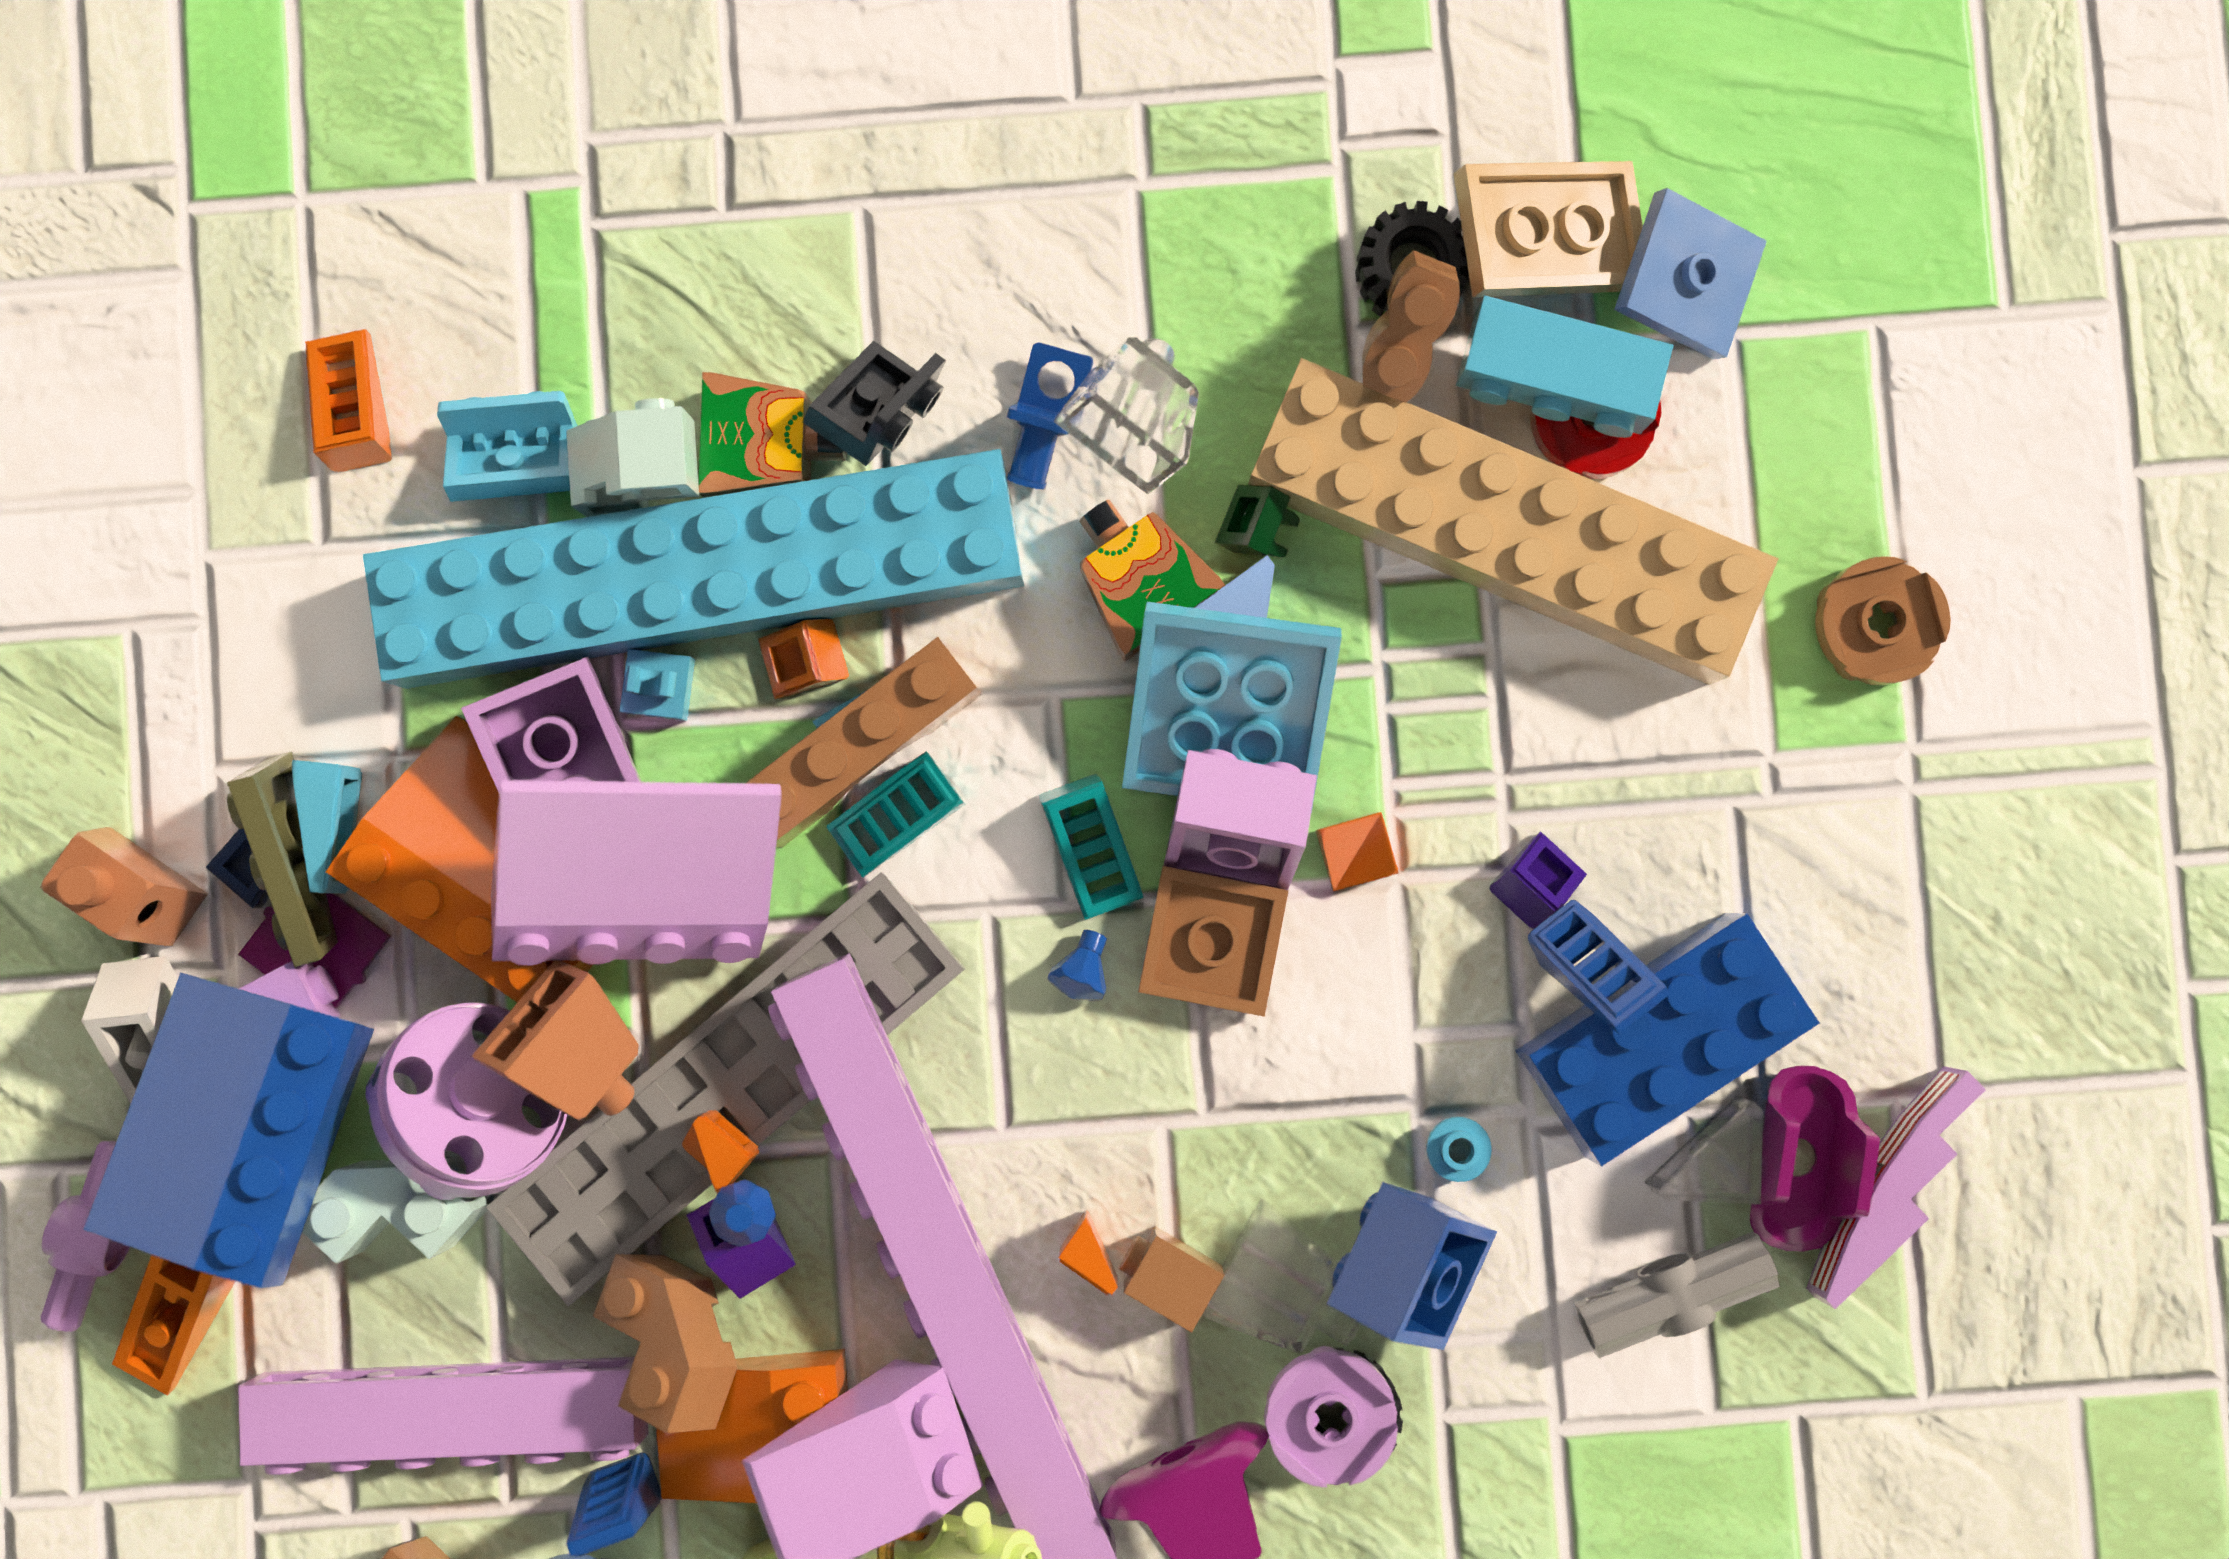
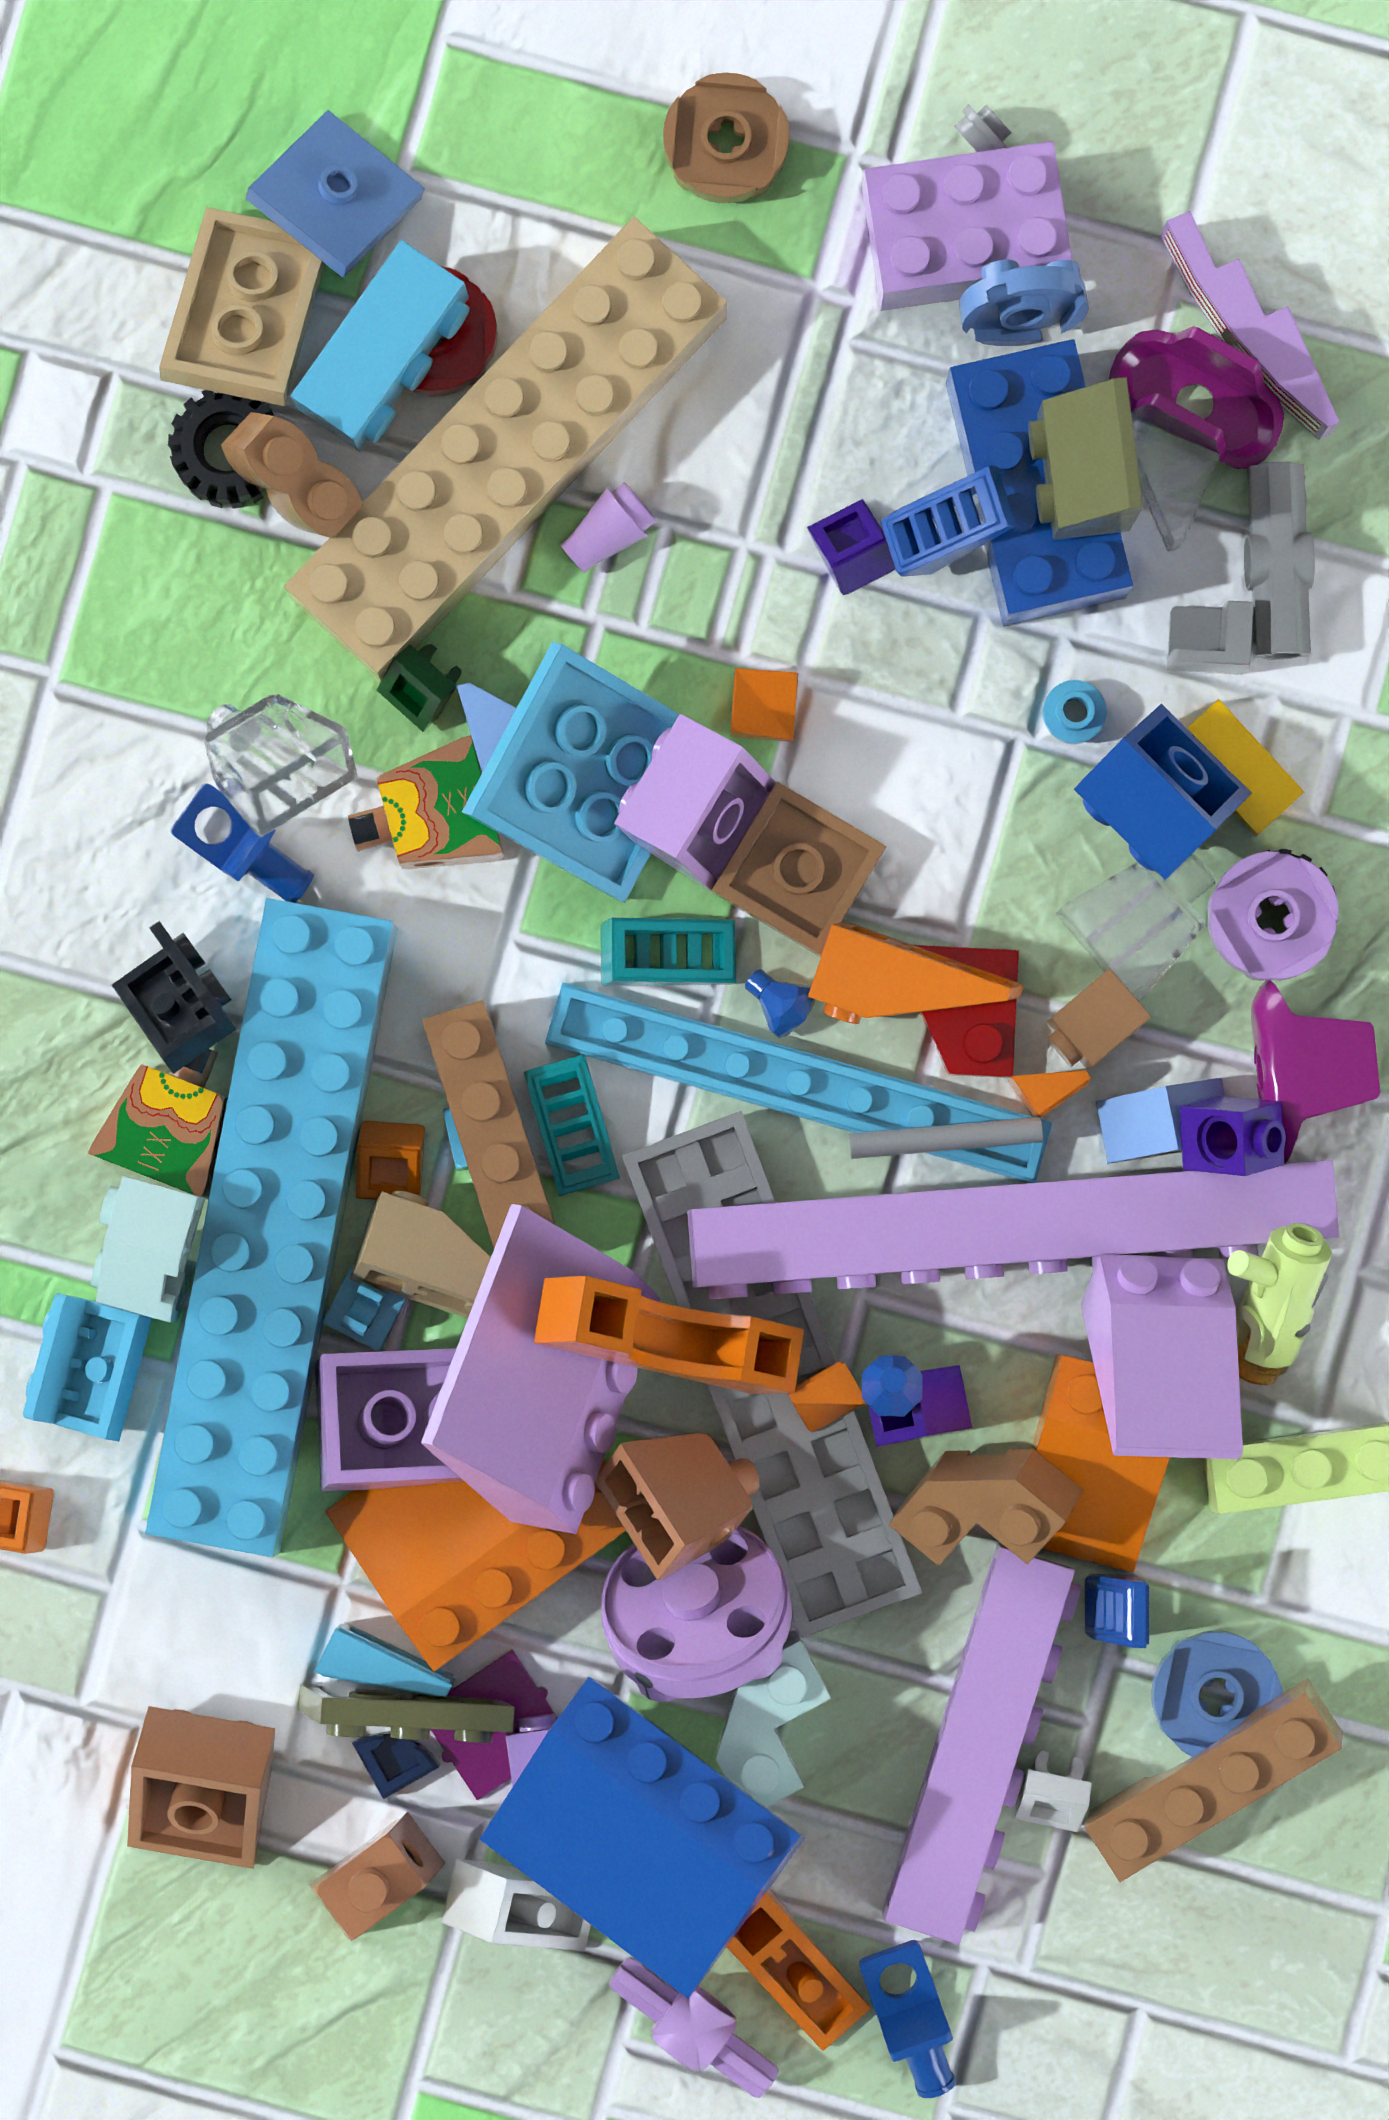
camera: 70 degrees left, 0 degrees up
(159, 691) = (200, 1786): none -> nougat slope
(163, 1441) = (912, 2020): none -> blue bracket
(418, 1503) = (1054, 1798): none -> white tile
(709, 980) = (696, 1345): none -> orange arch
(720, 715) = (419, 1254): none -> tan slope
(1007, 1174) = (946, 1137): none -> light grey bar
(1011, 1015) = (776, 1076): none -> medium azure tile
(1087, 1439) = (1232, 1135): none -> dark purple brick
(1099, 1375) = (1149, 1119): none -> light blue slope
(1138, 1060) = (882, 976): none -> orange slope
(1142, 1146) = (980, 1036): none -> red wing
(1470, 645) = (609, 527): none -> lavender cone
(1472, 1335) = (1250, 763): none -> yellow tile
(1578, 1256) = (1211, 638): none -> light grey panel
(1711, 1084) = (1087, 461): none -> olive slope
(1837, 958) = (1018, 302): none -> medium blue plate
(1887, 880) = (954, 214): none -> lavender brick
(1981, 863) = (982, 129): none -> light grey plate

